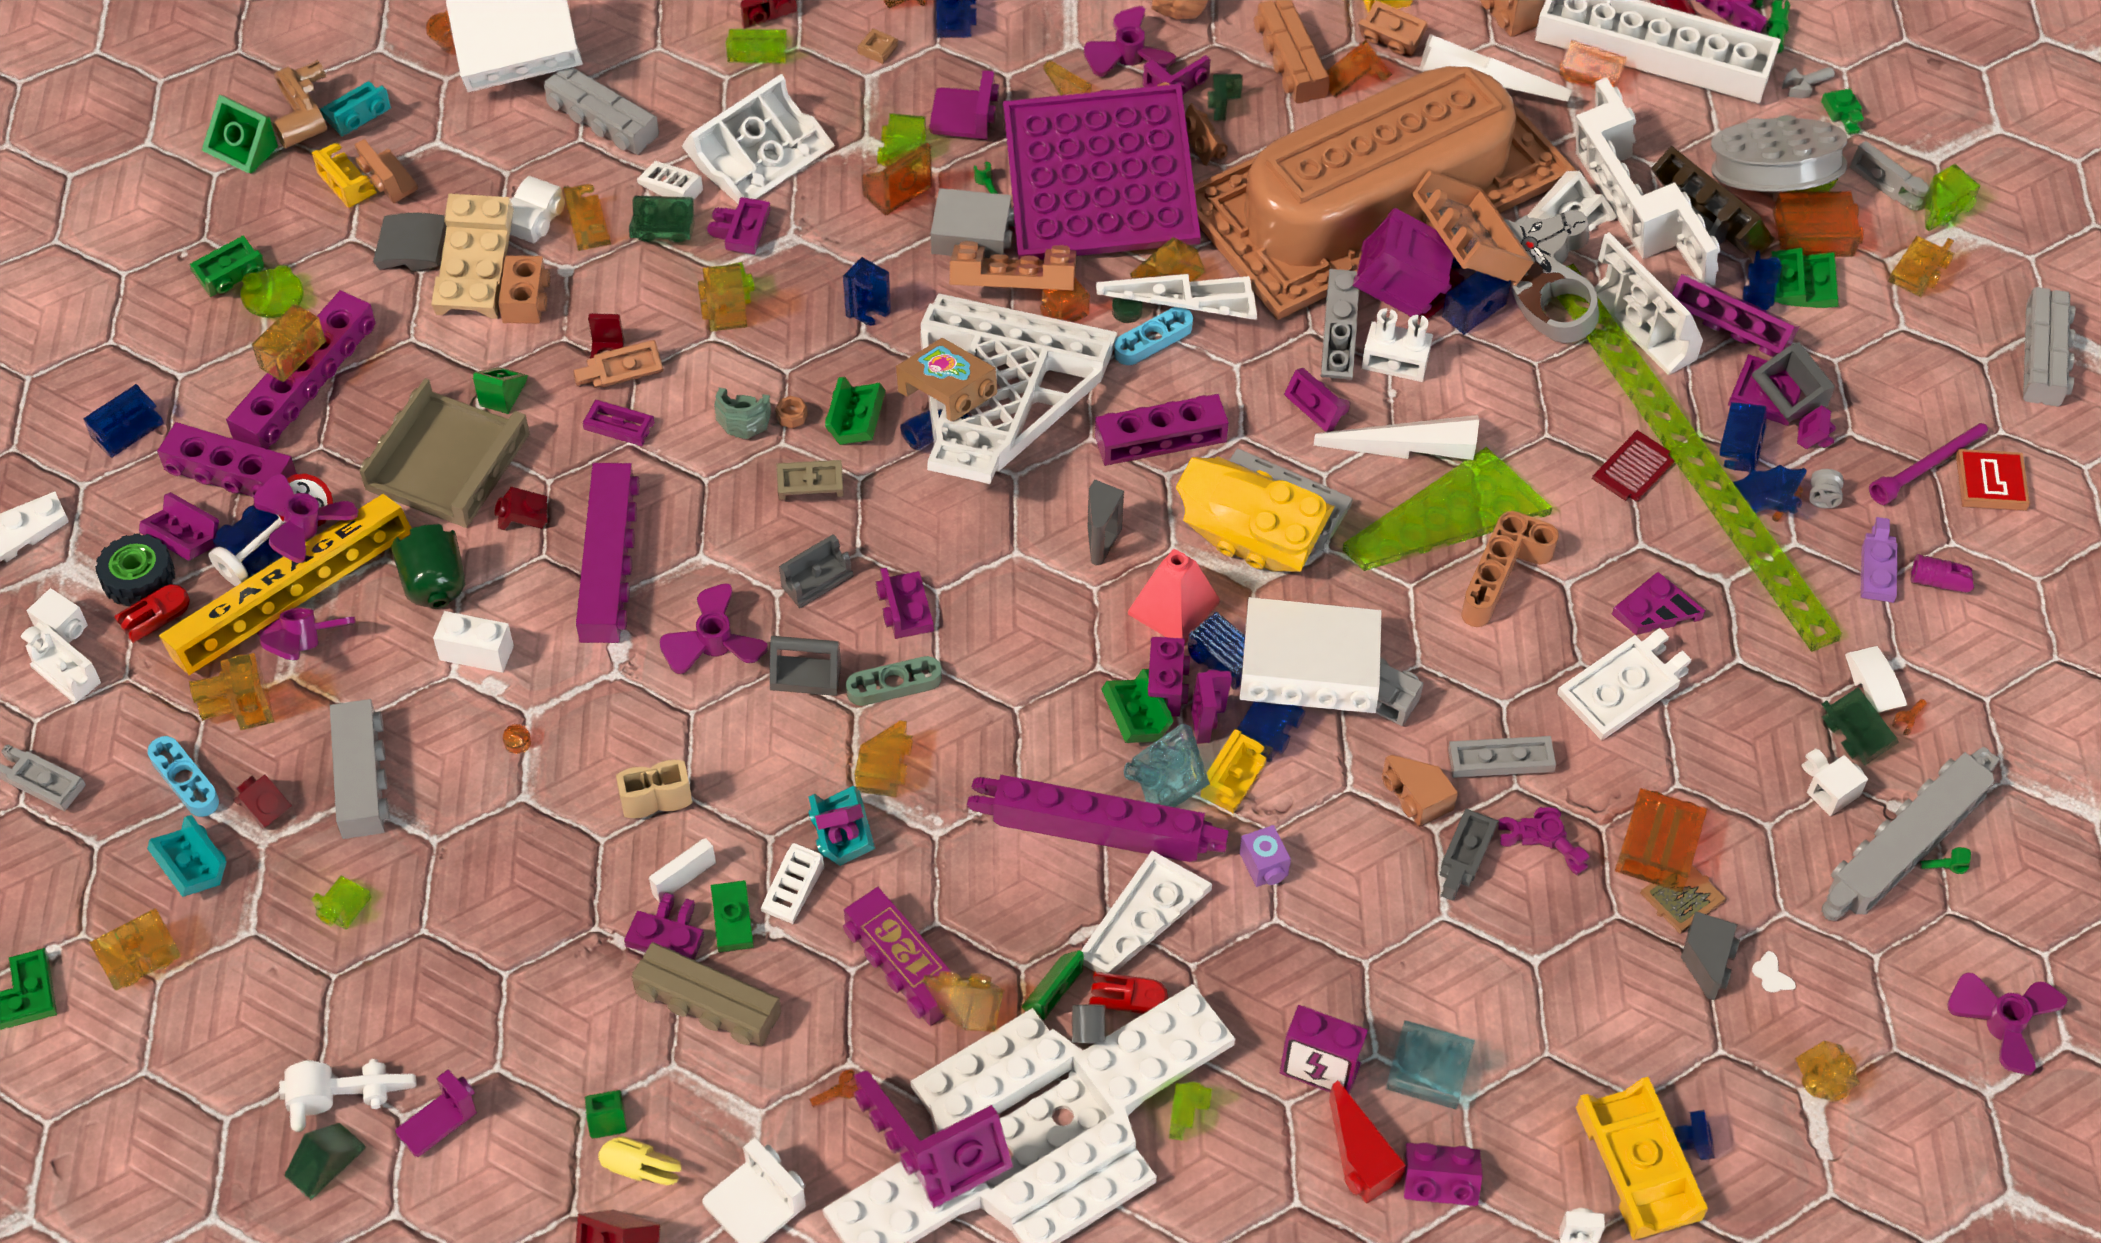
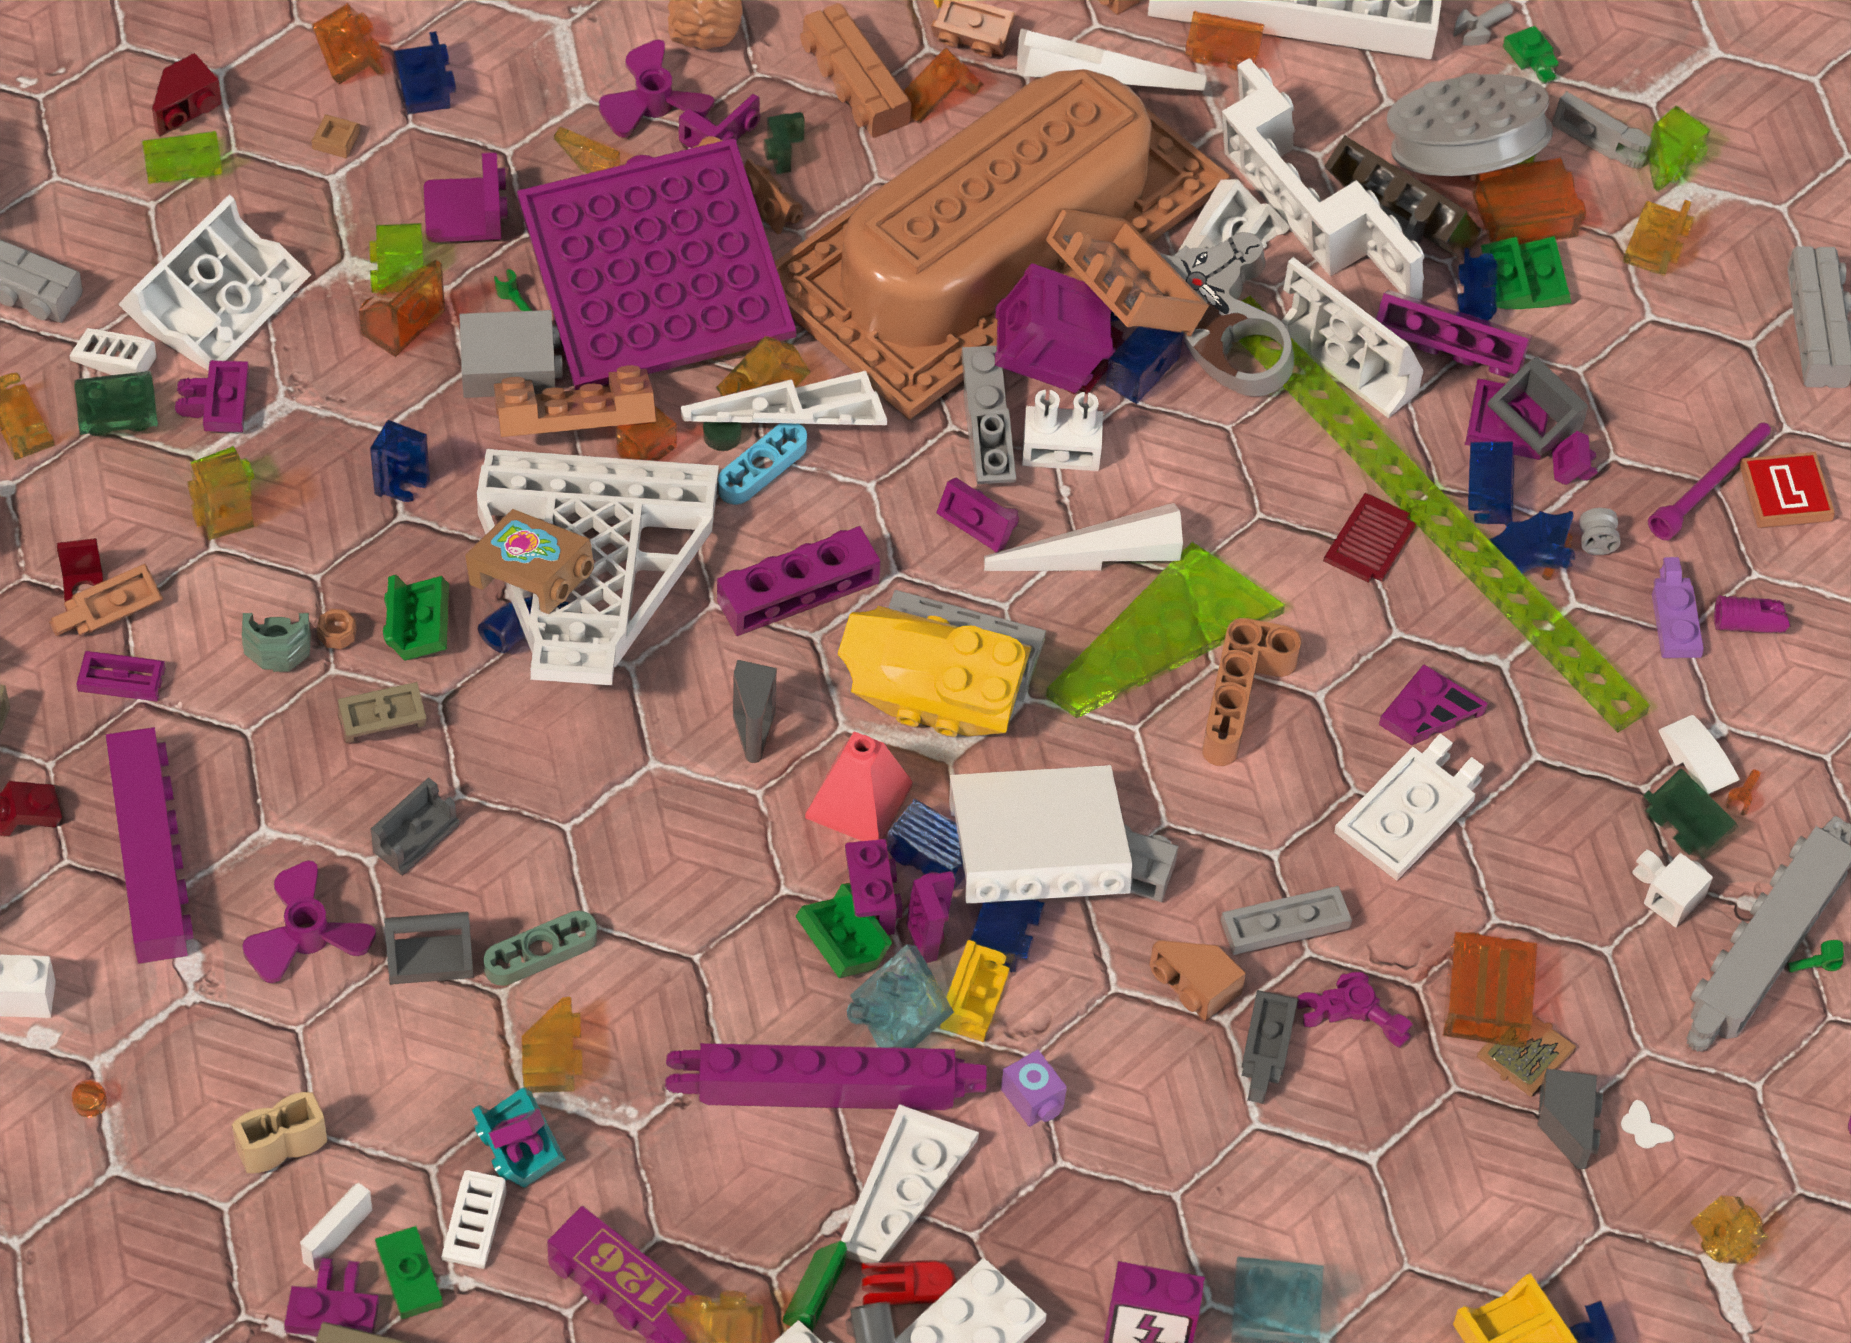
camera: 15 degrees left, 0 degrees up
(906, 604) = (533, 849): magenta bracket -> none

